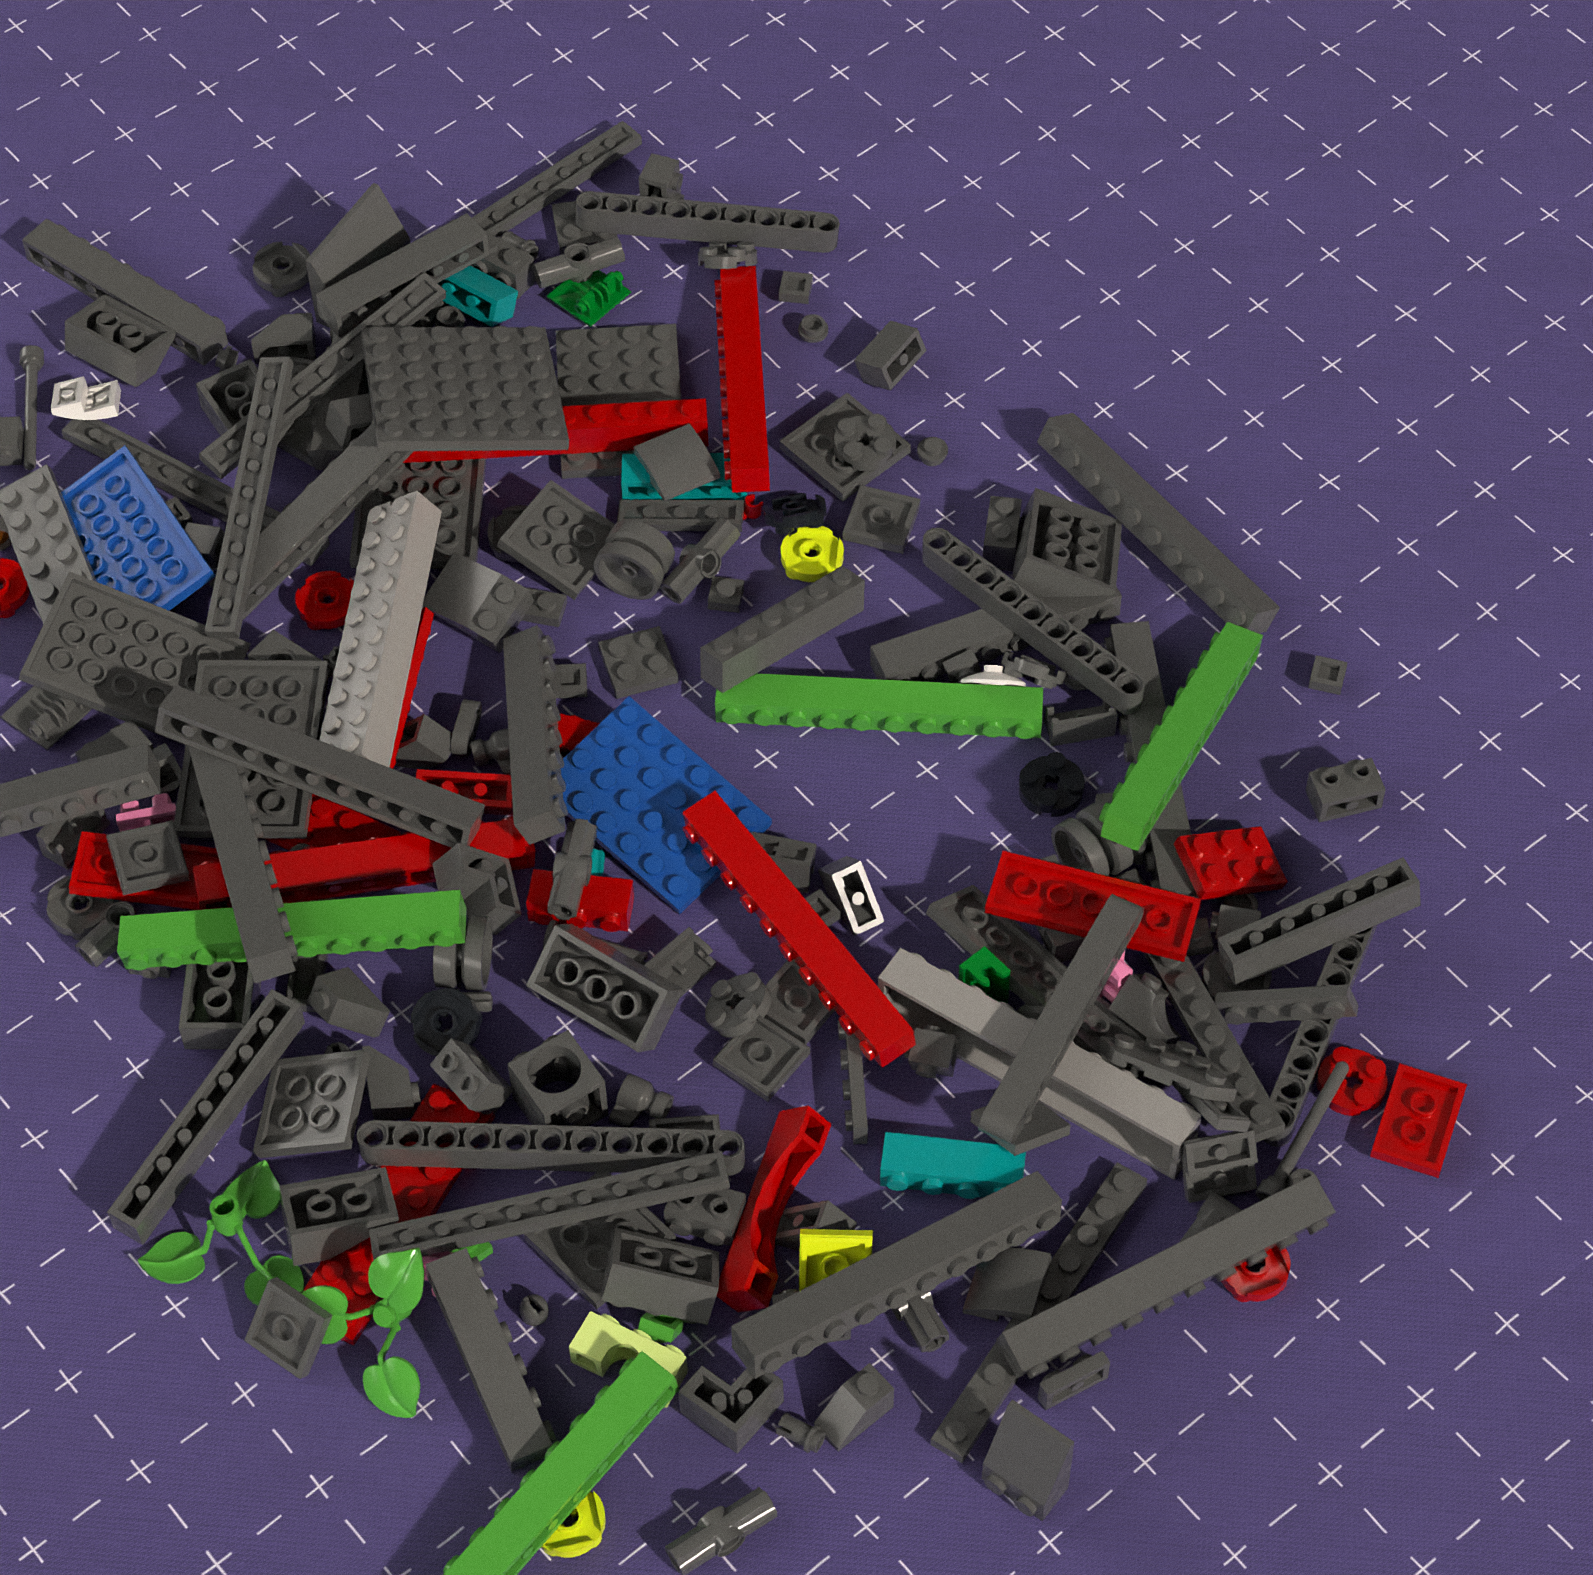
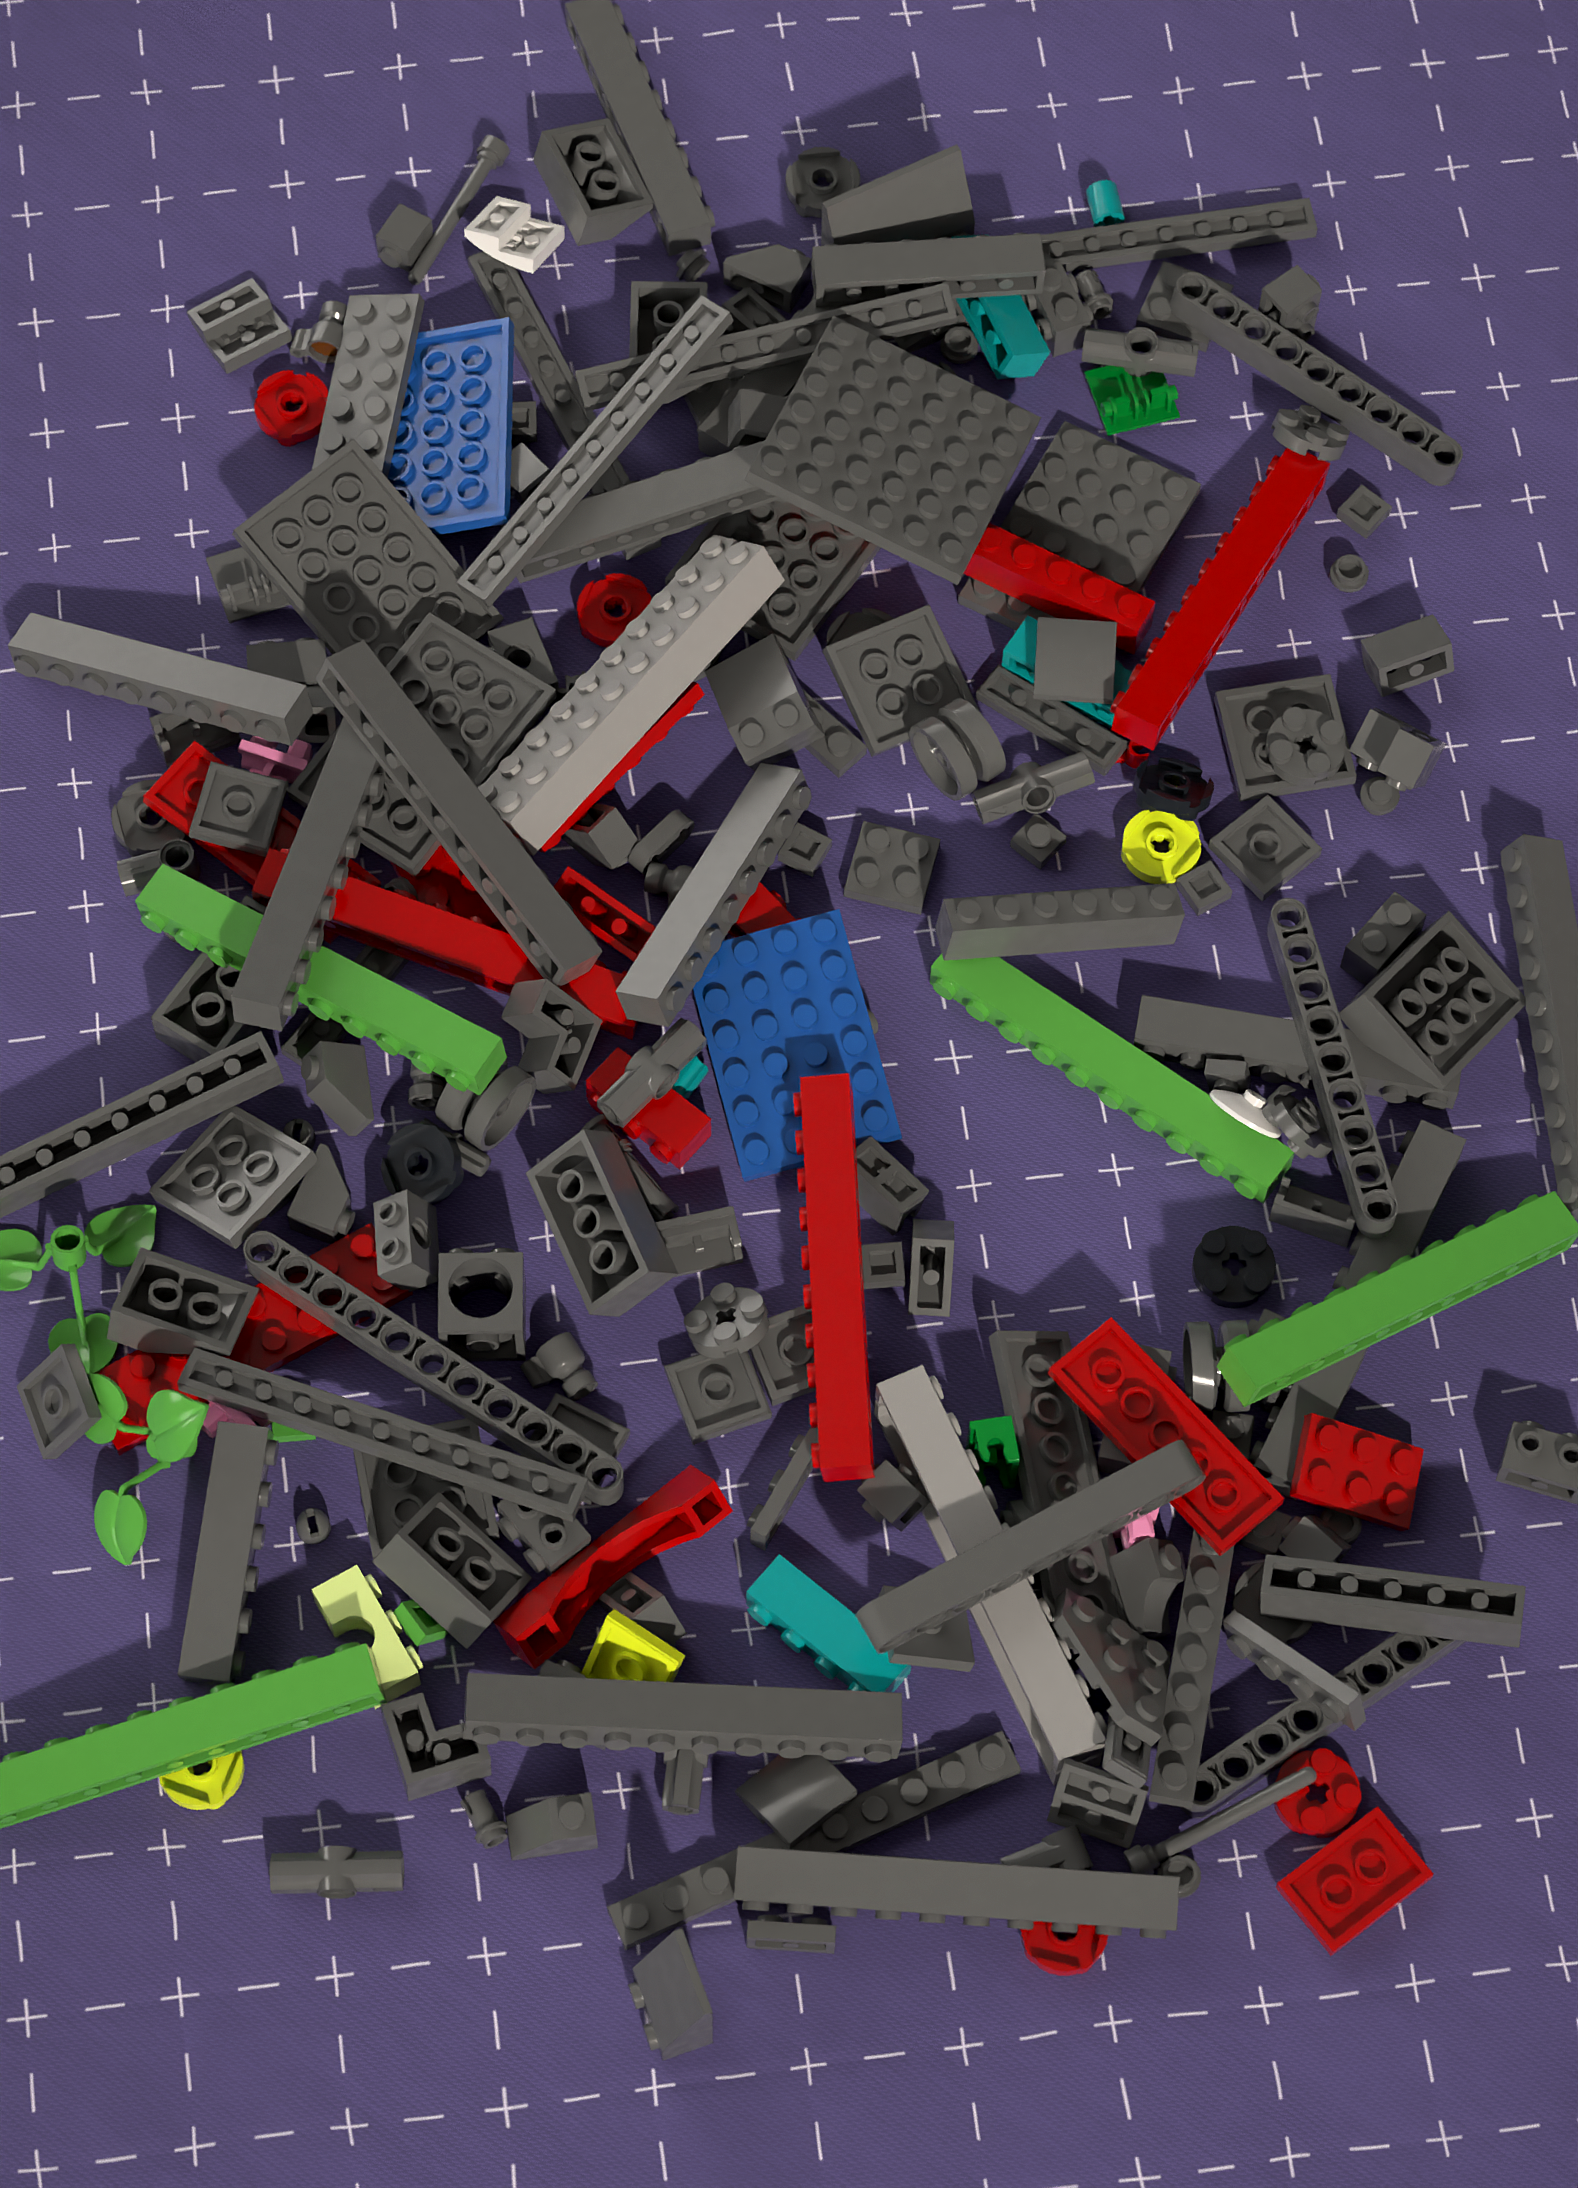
camera: 30 degrees right, 10 degrees up
(413, 972) = (425, 1089): none -> dark grey wheel
(487, 188) = (1105, 203): none -> teal piece
(861, 562) = (1204, 888): none -> dark grey plate
(926, 413) = (1396, 750): none -> dark grey brick

